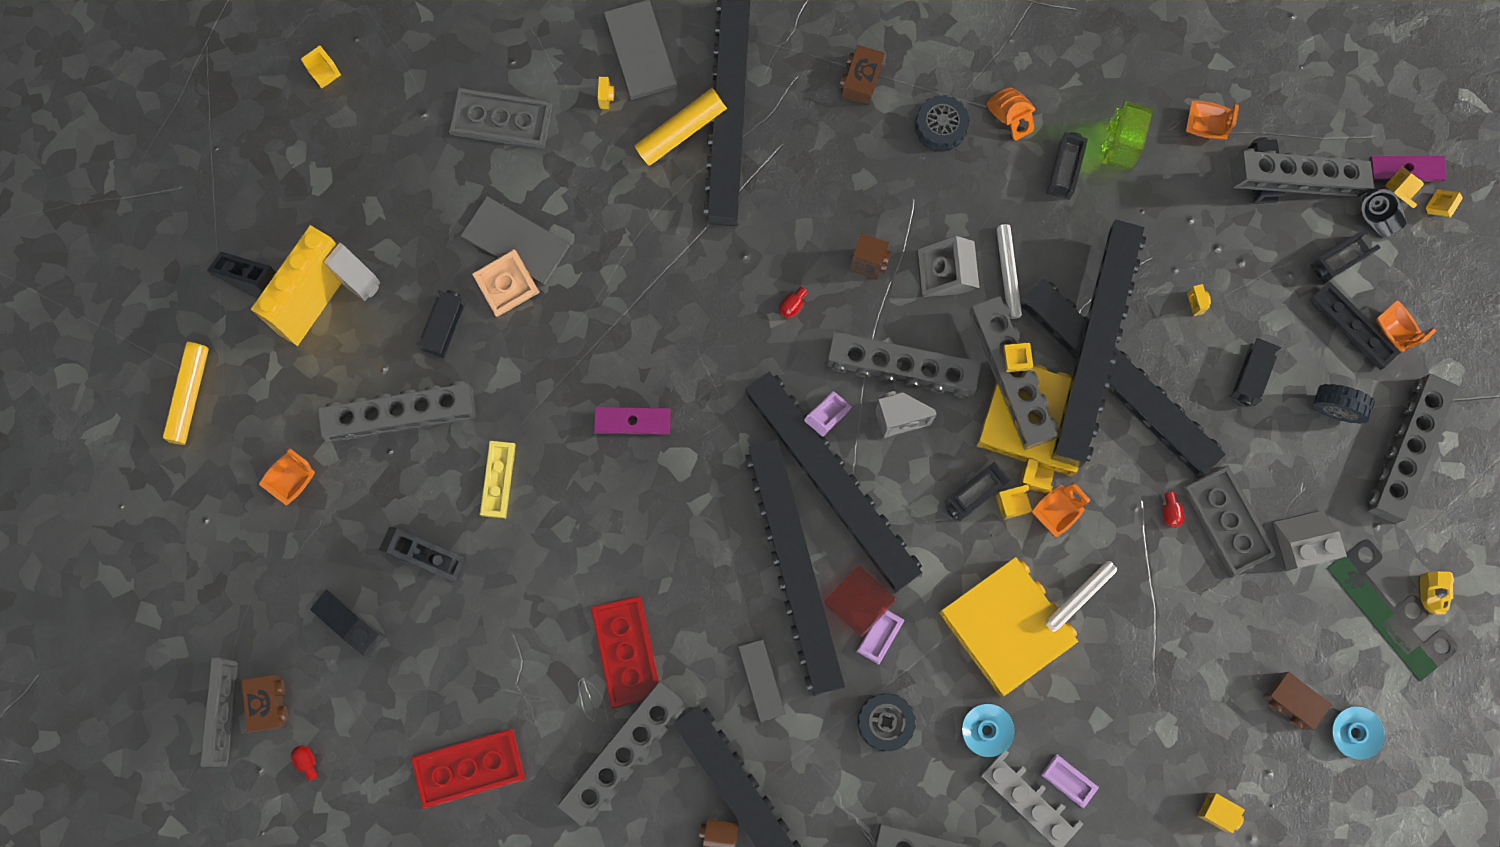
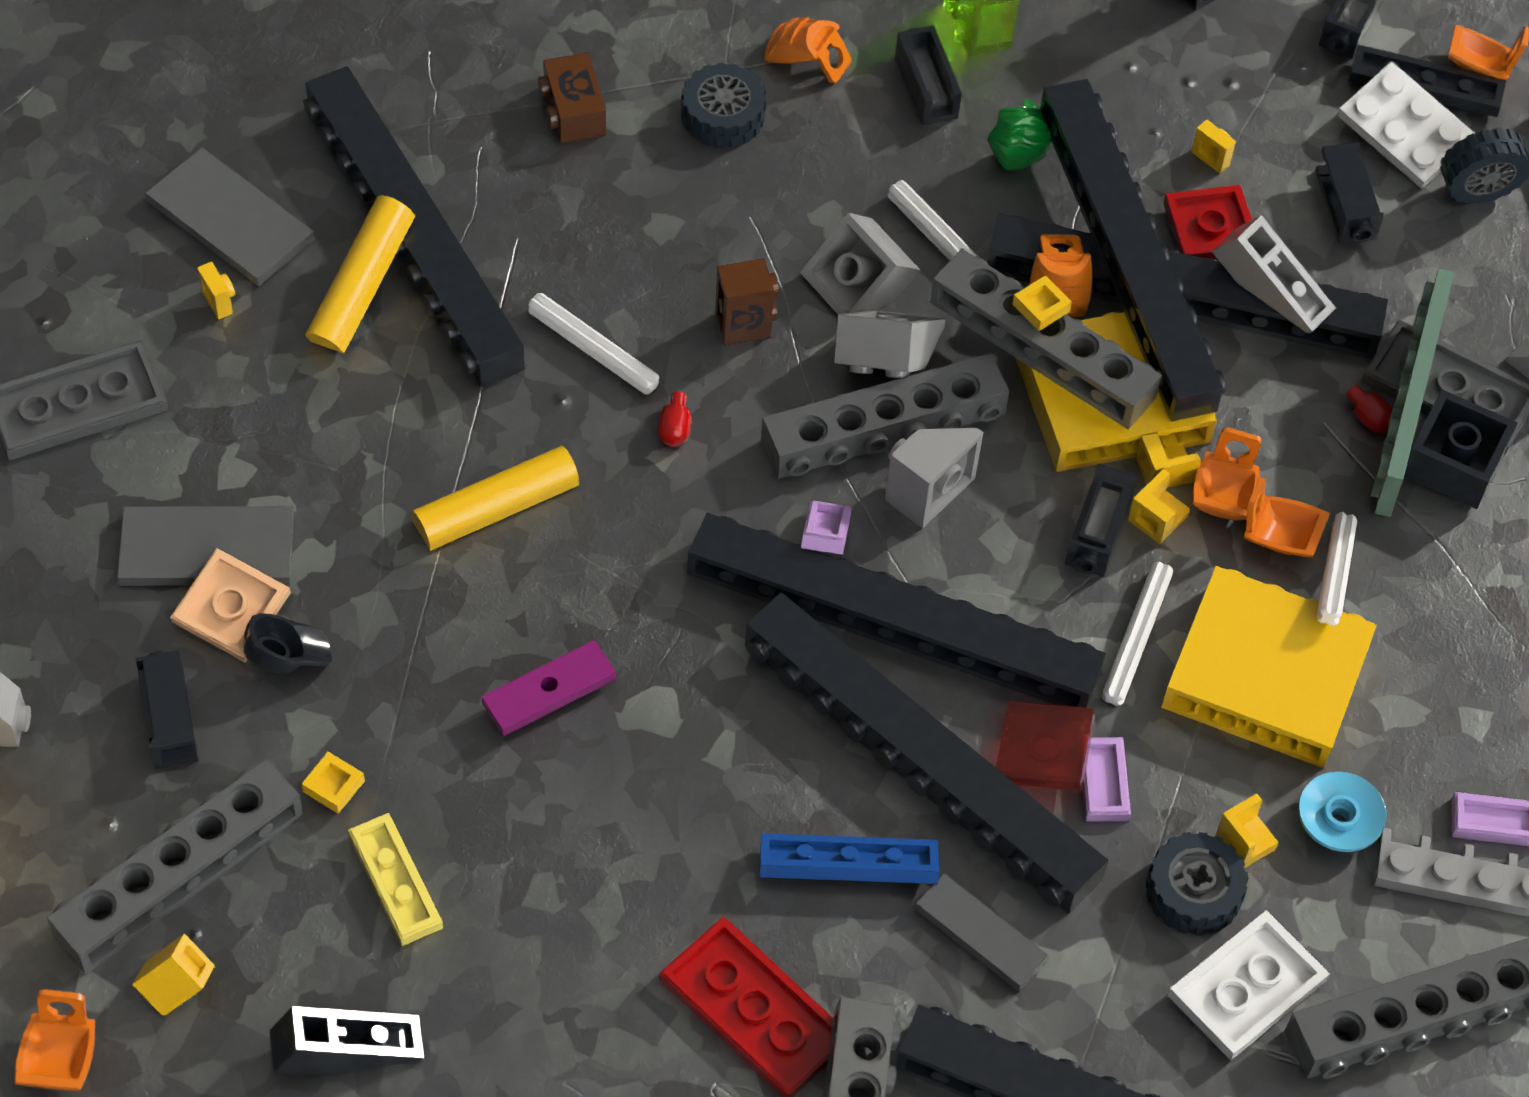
camera: 35 degrees left, 20 degrees down
(363, 470) = (173, 975): none -> yellow panel
(497, 411) = (333, 782): none -> yellow plate
(520, 322) = (283, 644): none -> black cap
(673, 295) = (495, 497): none -> yellow brick
(720, 603) = (849, 858): none -> blue plate
(780, 232) = (593, 343): none -> white axle
(874, 791) = (1248, 985): none -> white plate
(930, 712) = (1246, 831): none -> yellow panel
(932, 321) = (886, 341): none -> light grey slope
(953, 565) = (1137, 634): none -> white axle
(1050, 340) = (1067, 270): none -> orange piece
(1073, 552) = (1284, 523): none -> orange piece
(1090, 235) = (1020, 136): none -> green hair
(1163, 347) = (1205, 217): none -> red plate
(1167, 406) = (1273, 274): none -> light grey slope
(1201, 565) = (1459, 449): none -> black brick
(1202, 513) = (1411, 392): none -> sand green plate
(1320, 348) = (1404, 123): none -> white plate

